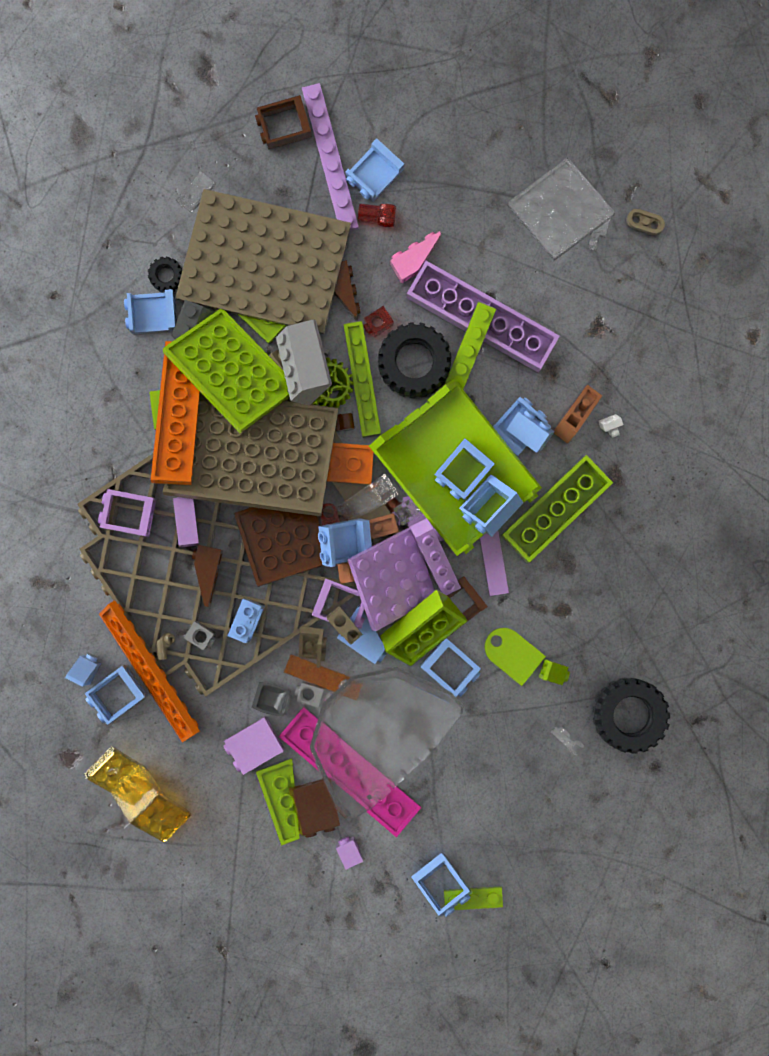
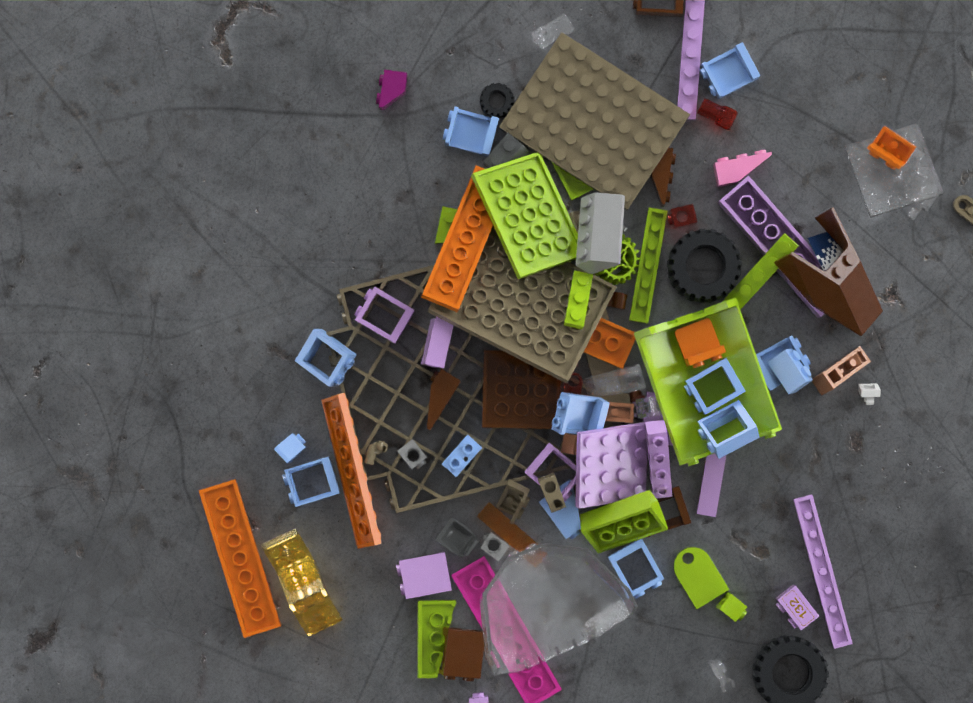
camera: 20 degrees right, 0 degrees up
(63, 297) = (393, 88): none -> magenta slope
(70, 572) = (311, 347): none -> light blue window
(72, 791) = (239, 558): none -> orange plate
(305, 433) = (578, 299): none -> lime plate
(435, 434) = (699, 343): none -> orange bracket
(525, 304) = (825, 249): none -> dark blue sticker
(550, 337) = (843, 288): none -> reddish brown windscreen
(551, 186) = (891, 148): none -> orange bracket
(556, 509) = (789, 454): lime brick -> none
(615, 651) = (796, 607): none -> lavender brick
(627, 608) = (822, 571): none -> lavender plate

